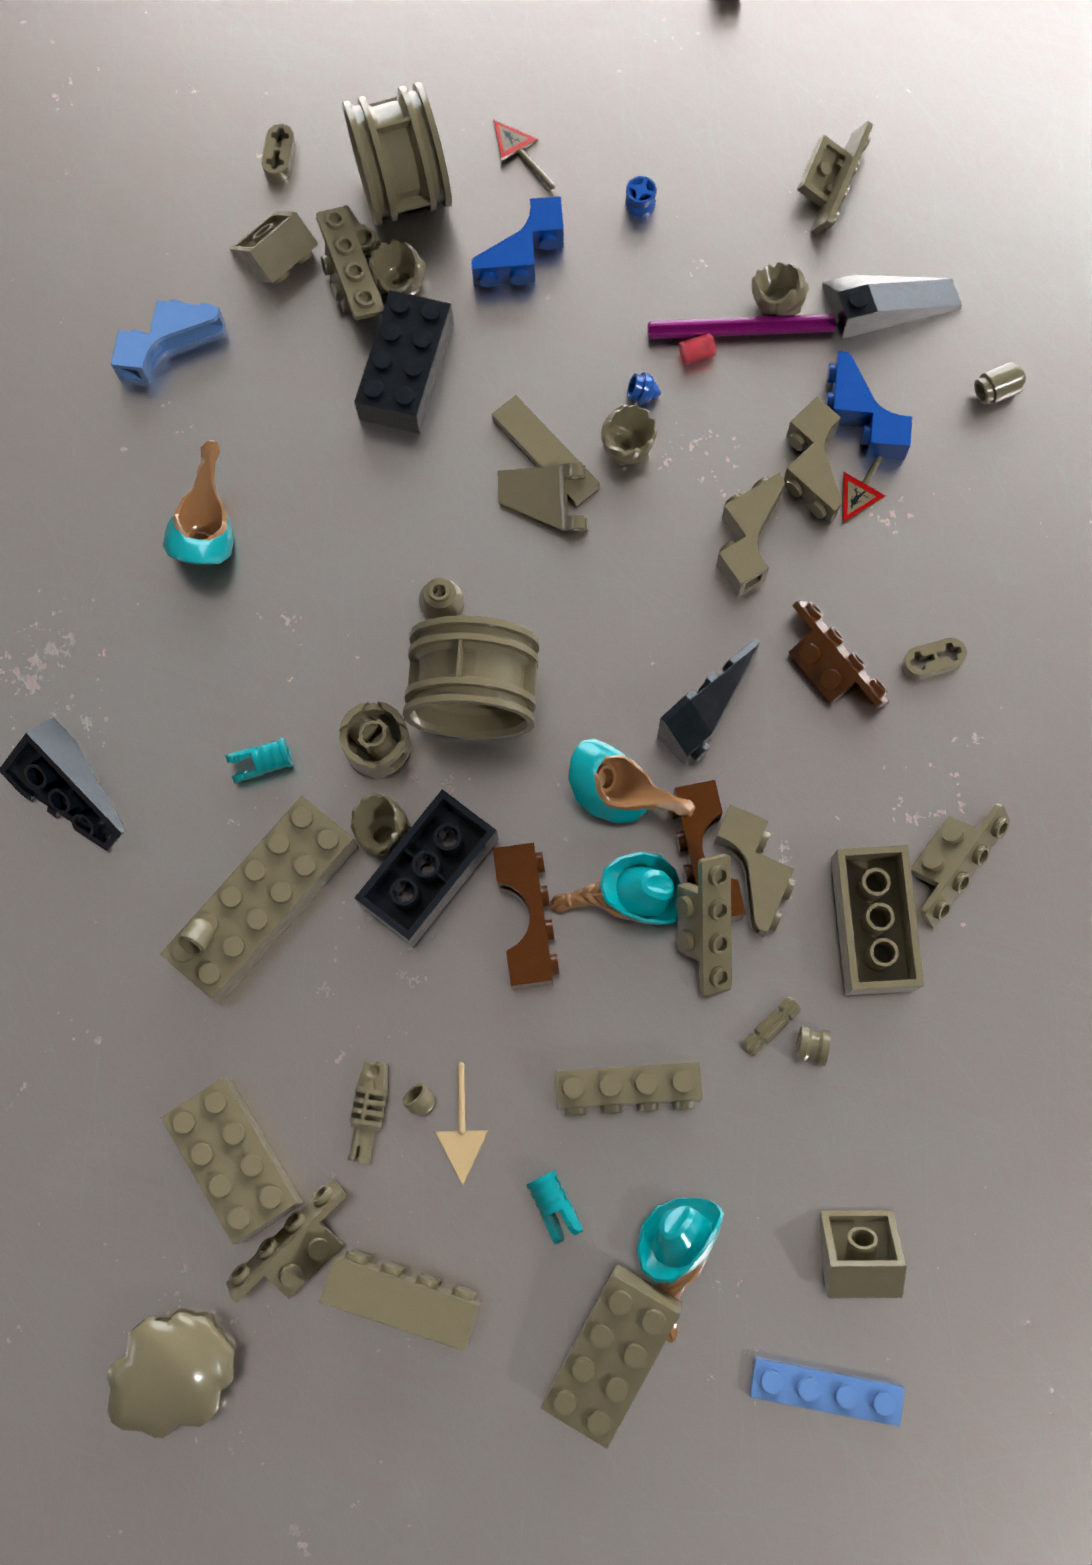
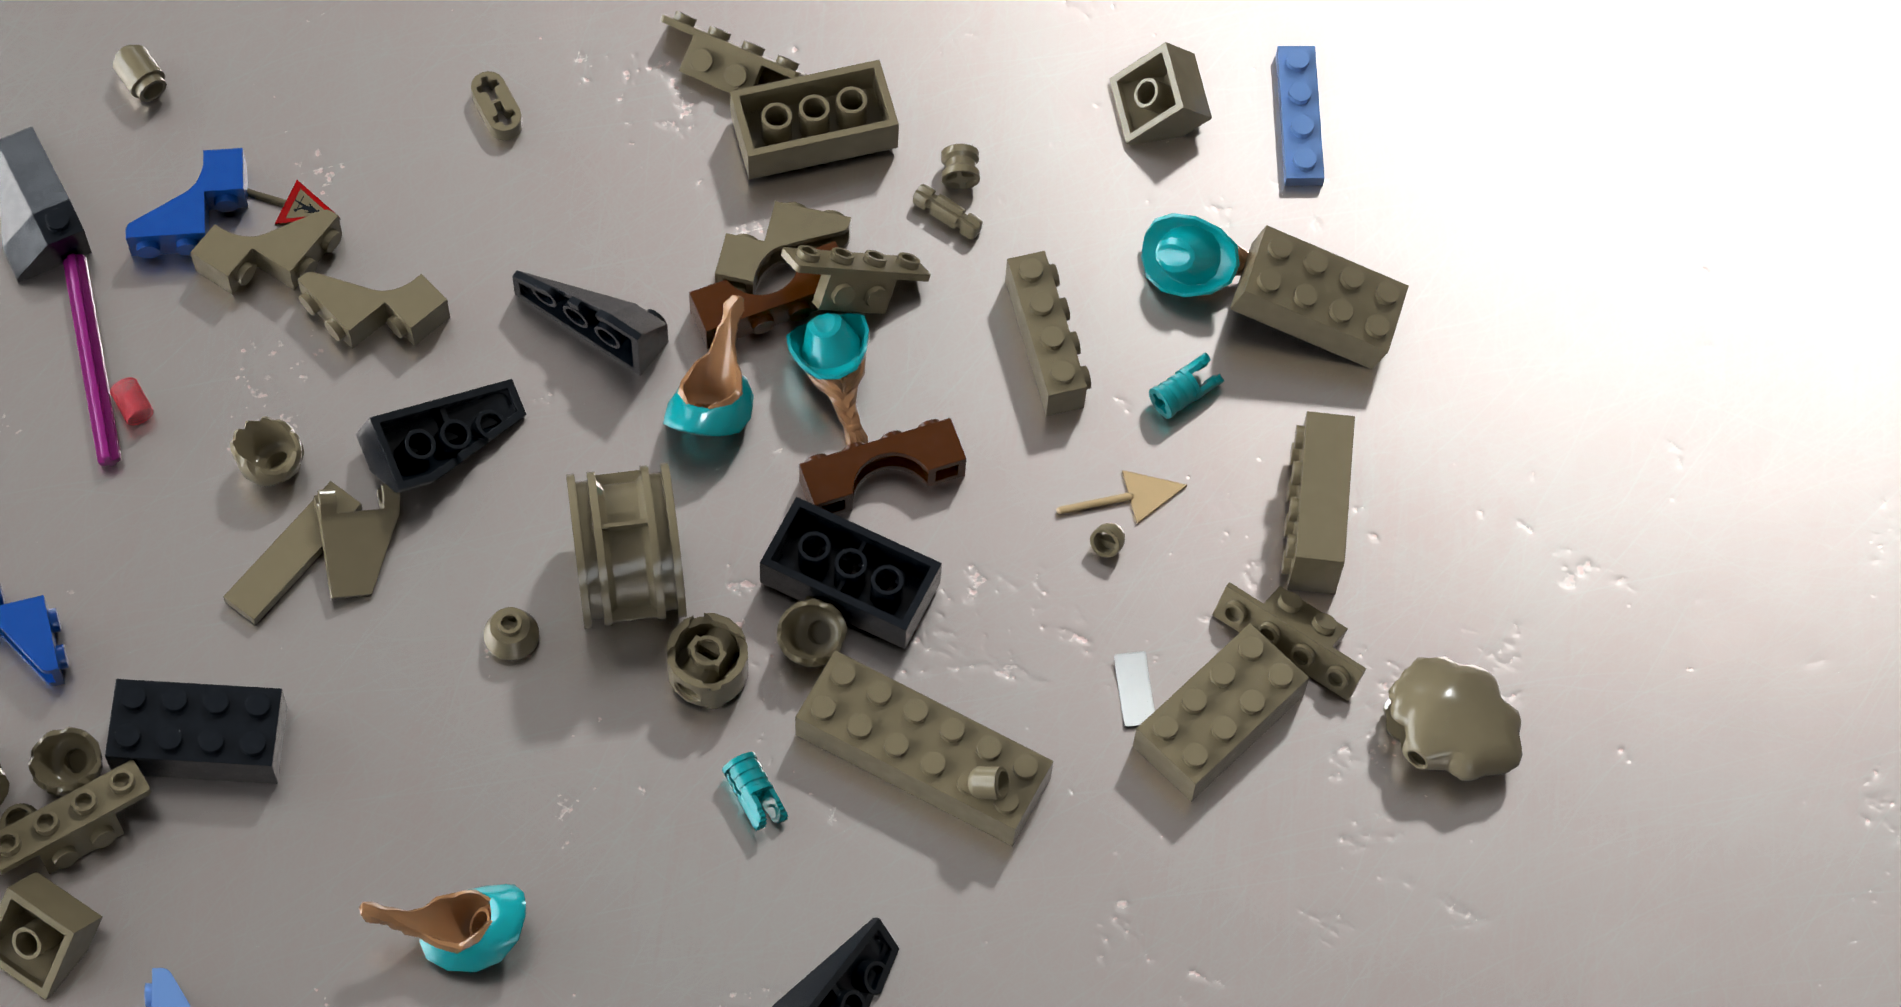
camera: 110 degrees left, 10 degrees down
(280, 1093) = (1134, 687): none -> white sticker
(368, 1109) = (1130, 588): dark tan hinge -> none
(618, 559) = (433, 437): none -> black wedge
(642, 388) = (195, 455): blue plate -> none
(780, 289) = (42, 315): dark tan hair -> none
(829, 662) = (521, 207): reddish brown bracket -> none

